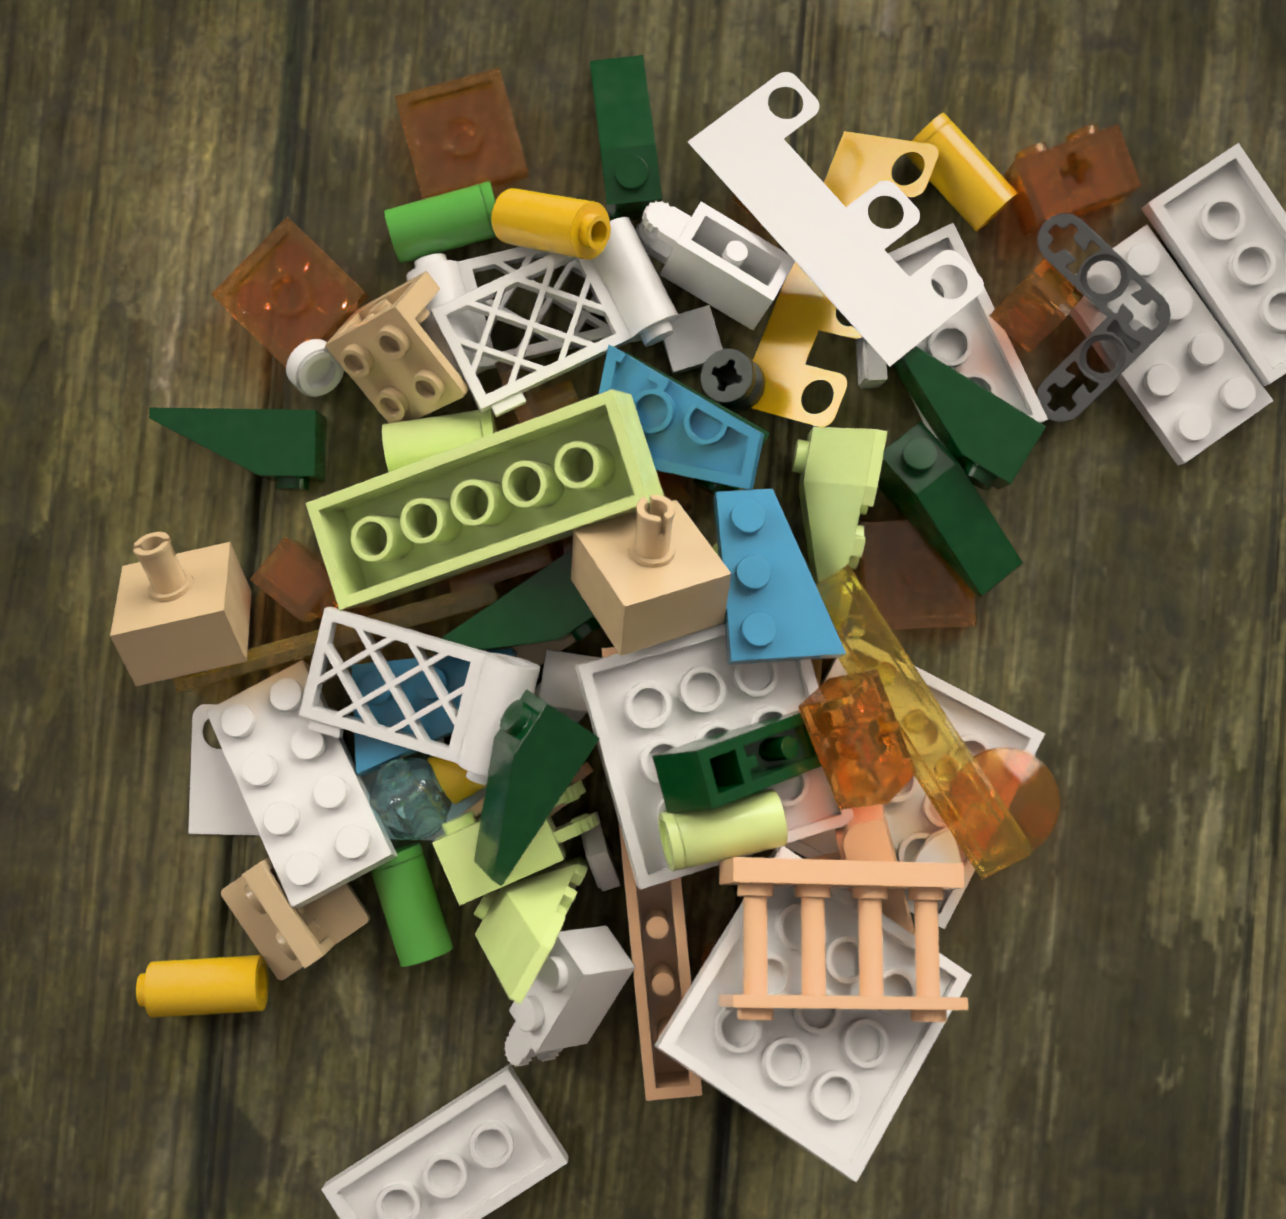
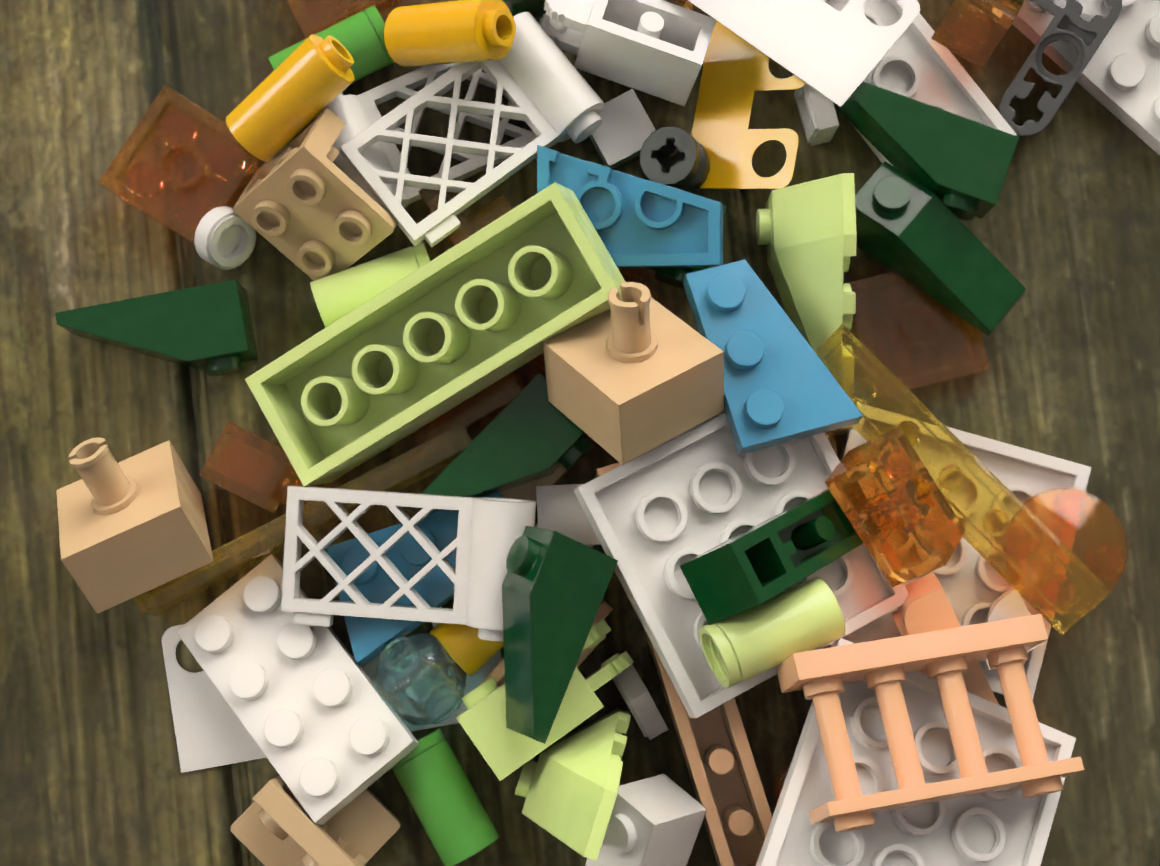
camera: 15 degrees left, 5 degrees down
(396, 254) = (291, 96): none -> yellow brick

